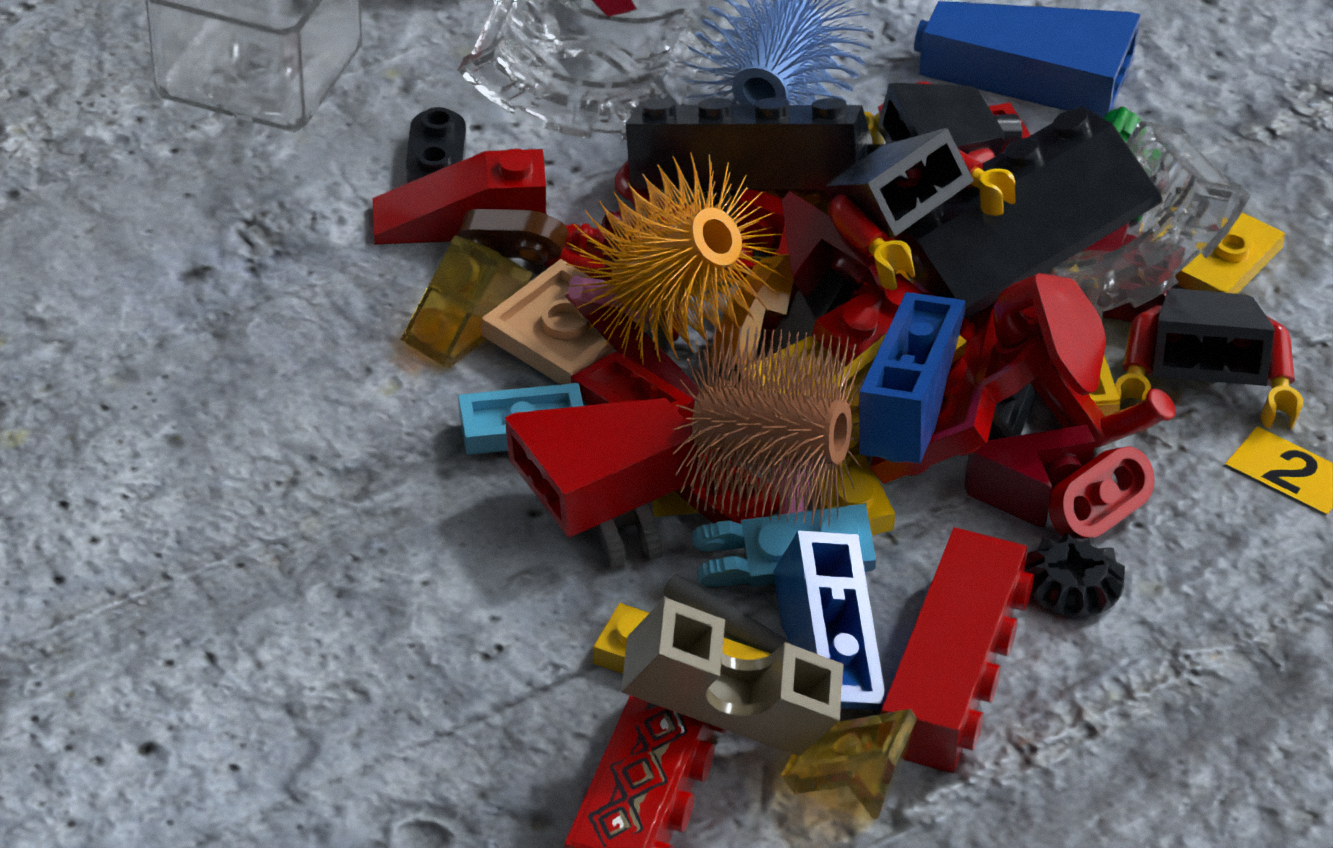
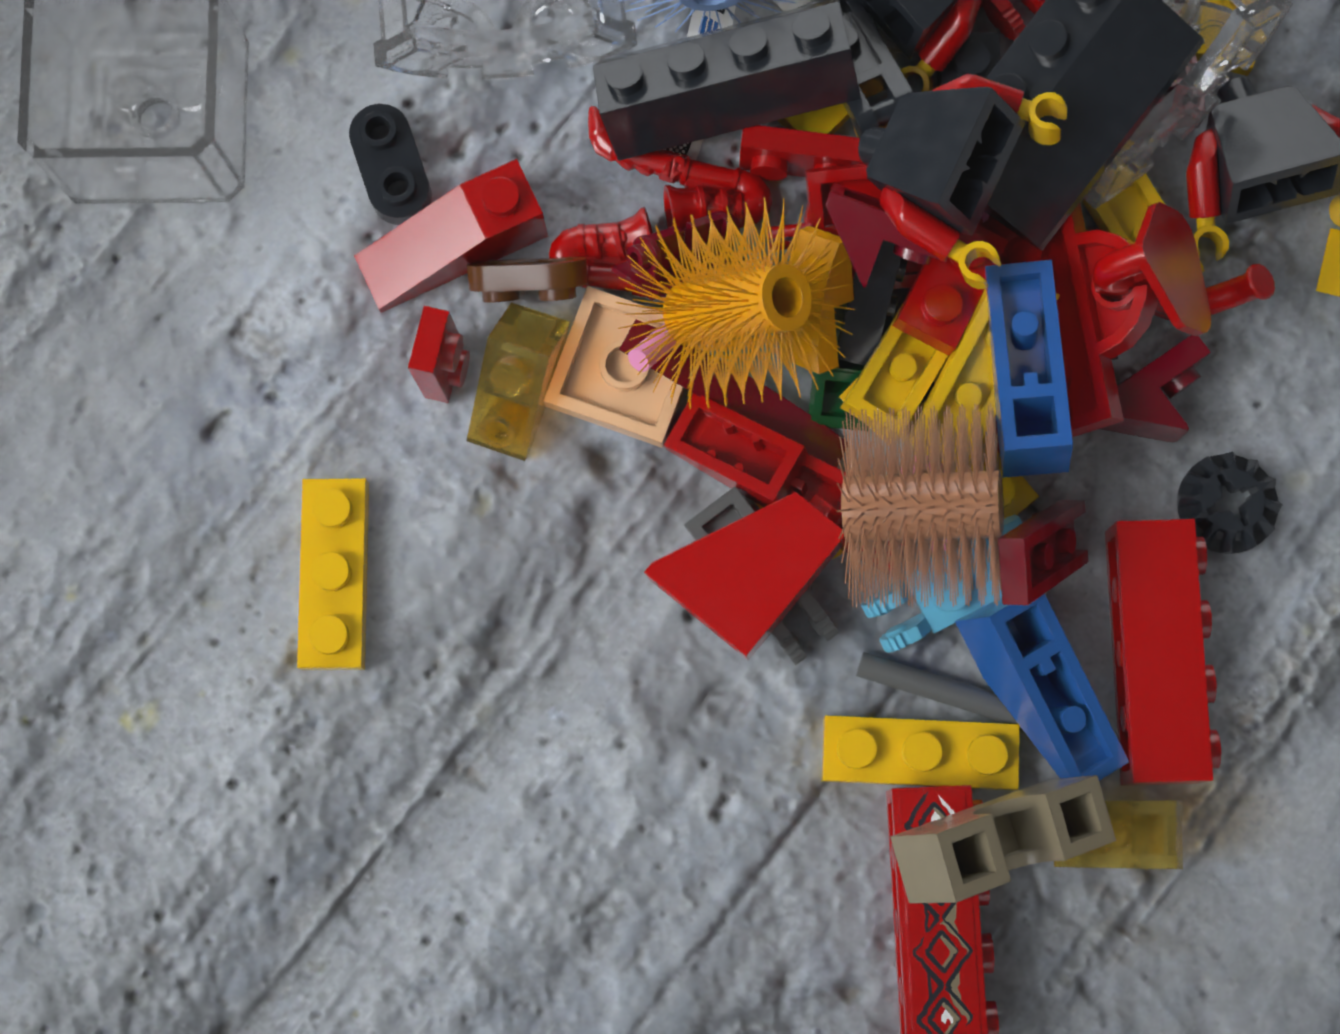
camera: 15 degrees left, 35 degrees up
(232, 389) = (333, 574): none -> yellow plate
(405, 251) = (438, 355): none -> red plate
(484, 412) = (636, 512): medium azure plate -> none
(871, 506) = (1040, 553): none -> dark red hinge
(1097, 497) = (1225, 396): red plate -> none

